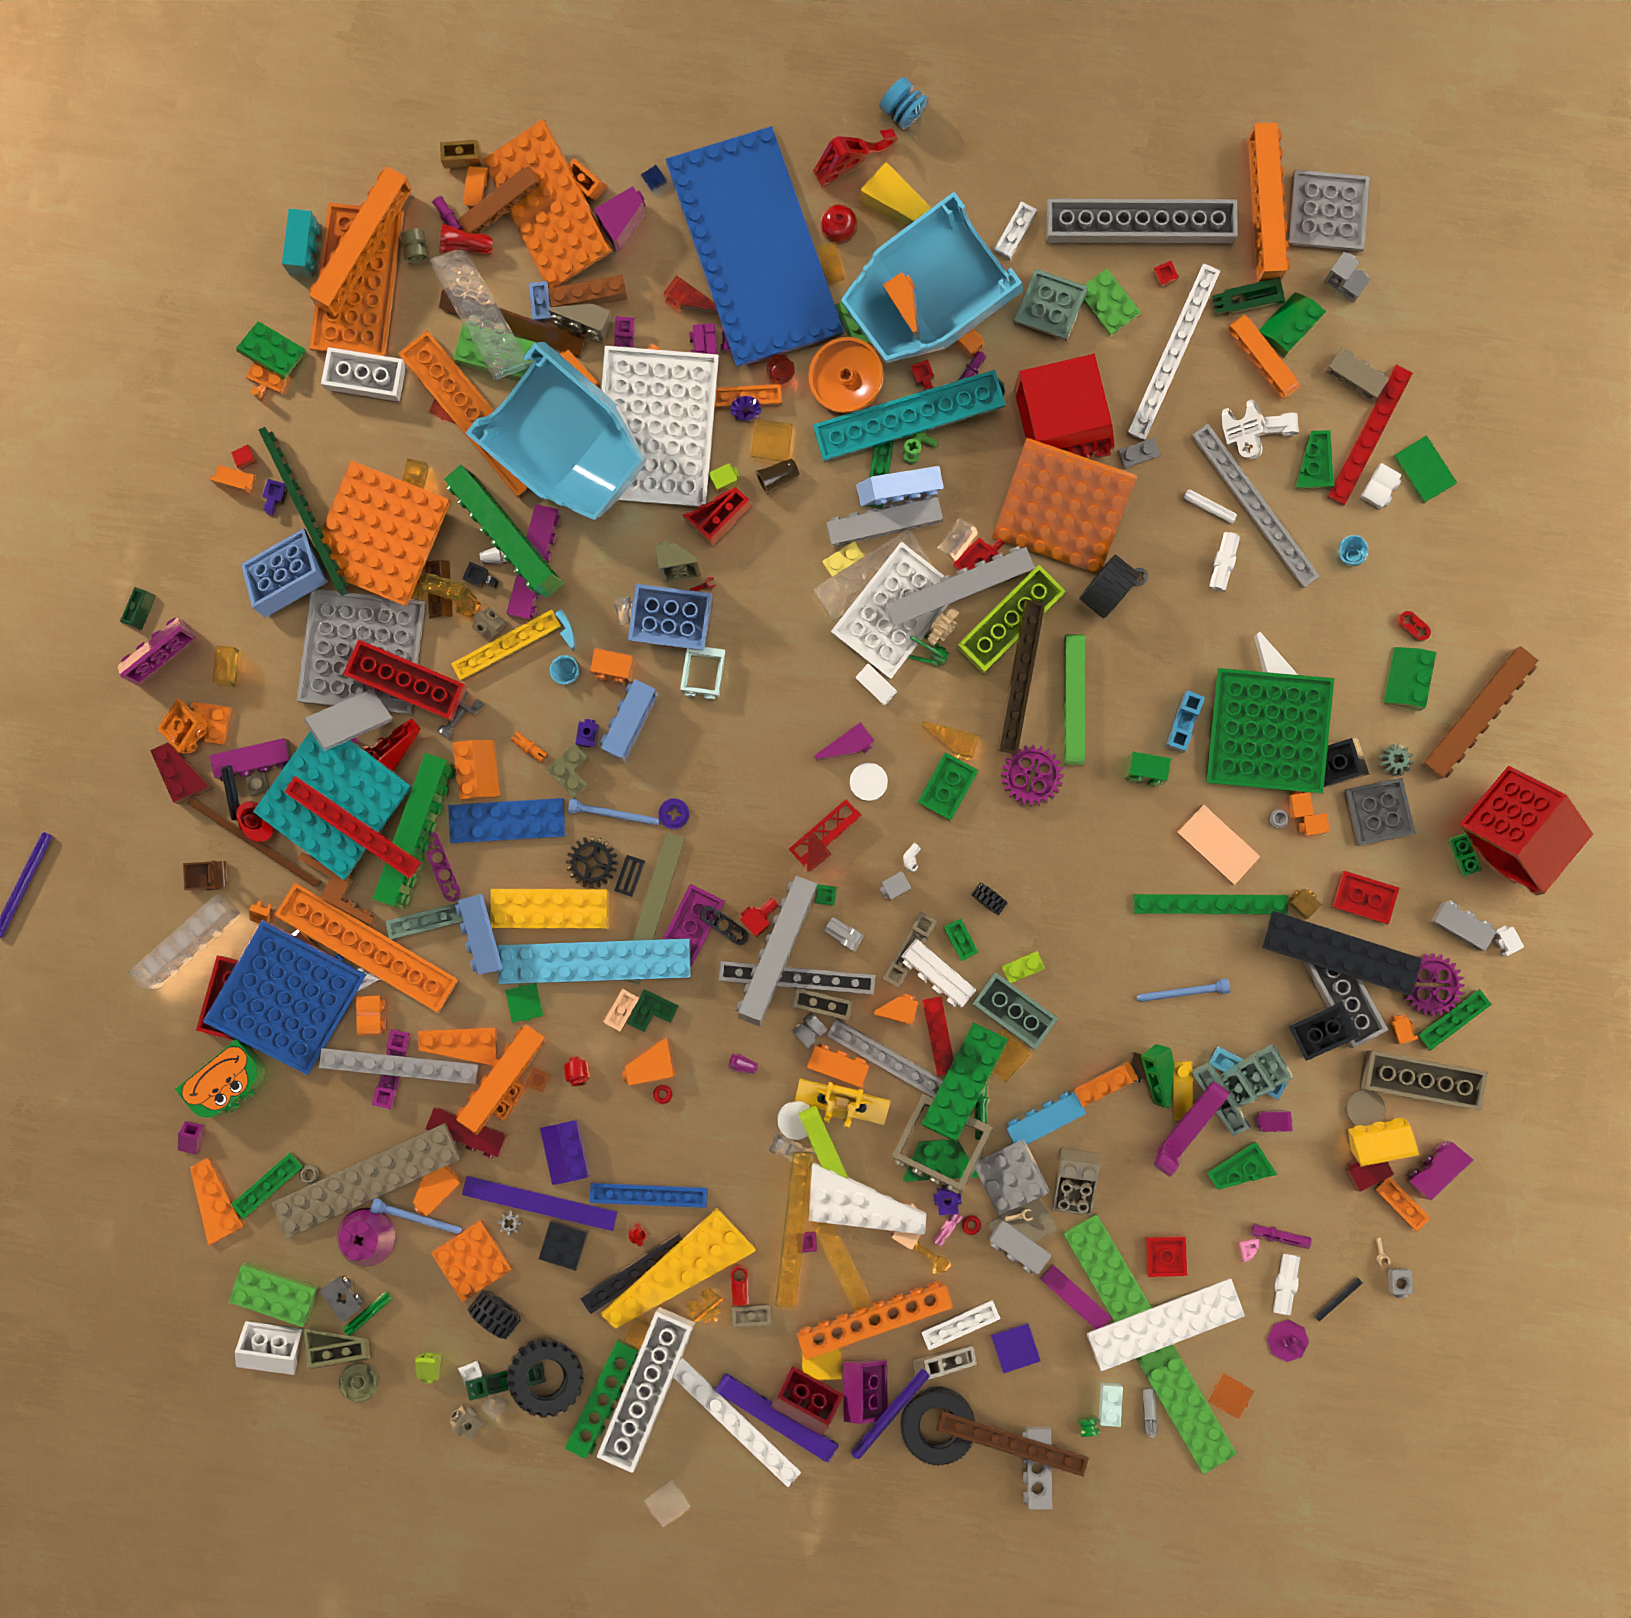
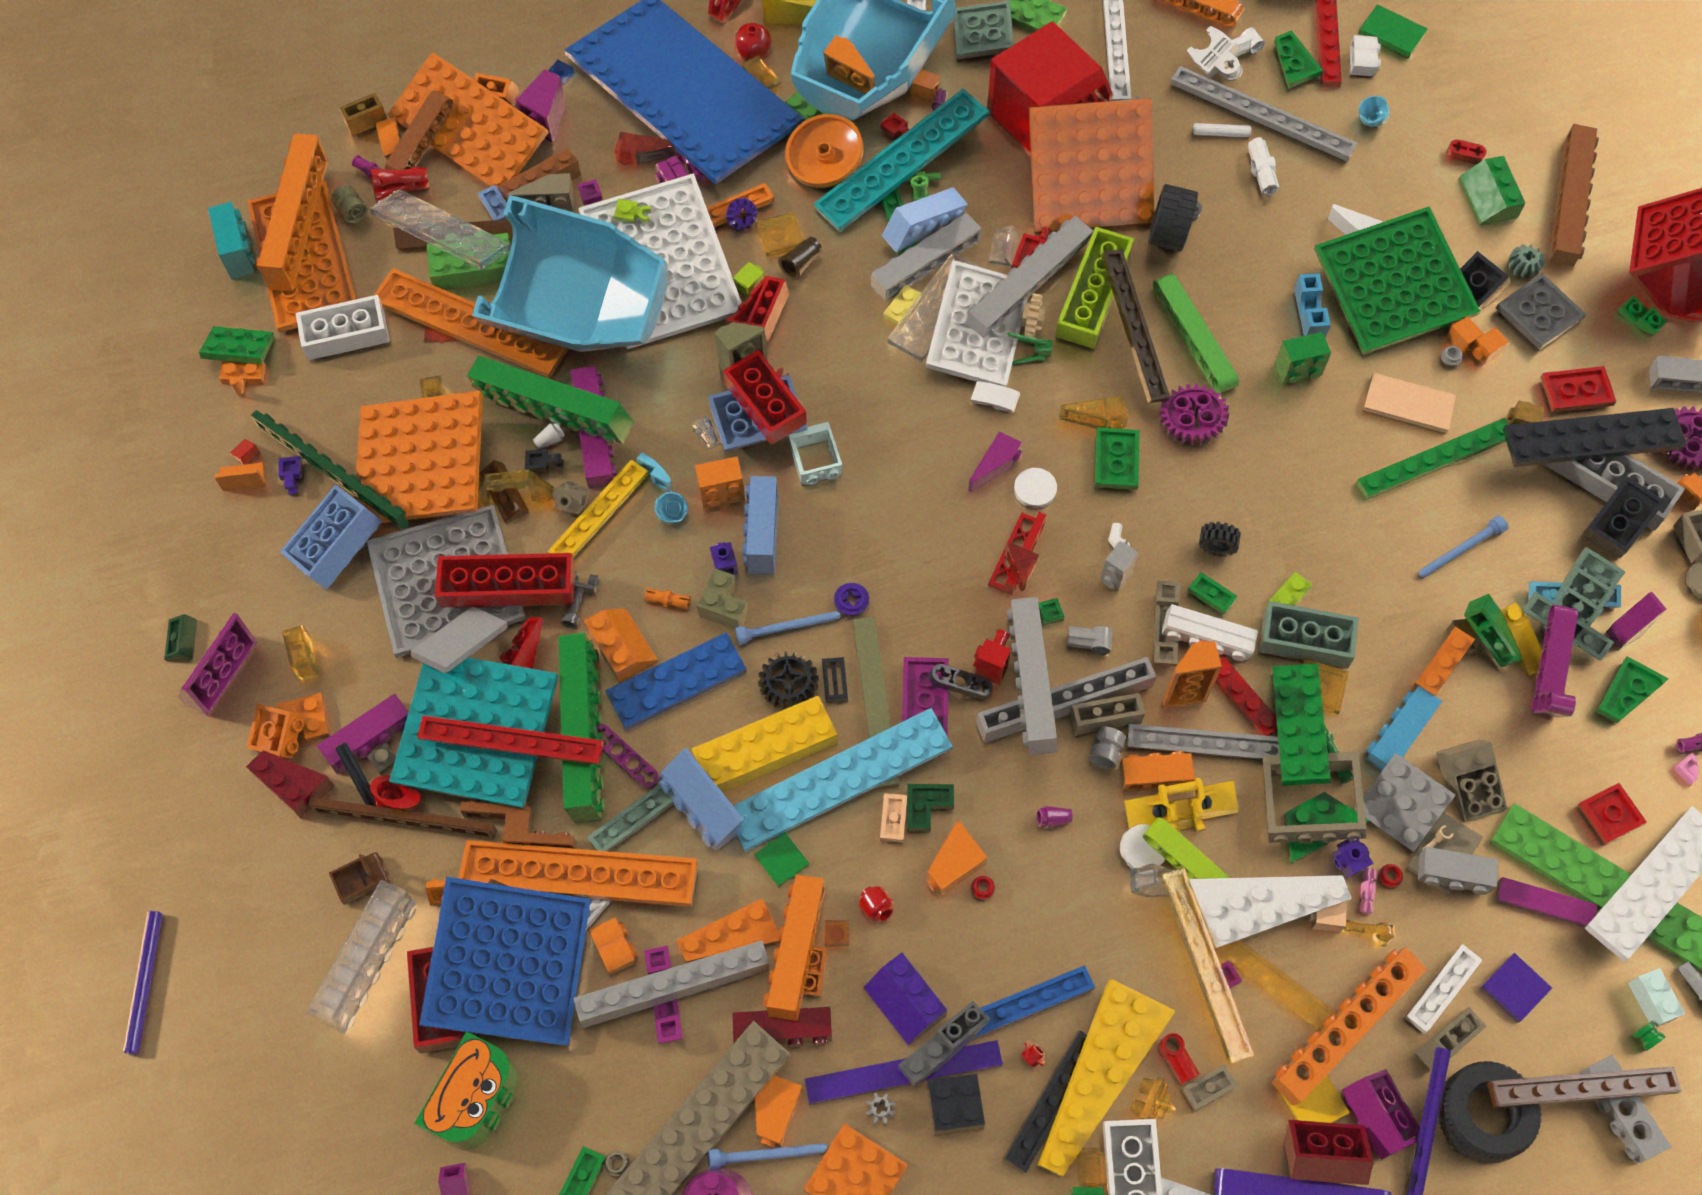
camera: 25 degrees left, 20 degrees down
(574, 1200) = (945, 1044): none -> dark grey slope
(646, 369) = (629, 211): none -> lime plate
(677, 611) = (765, 397): none -> red brick
(780, 369) = (757, 171): clear red hair -> none

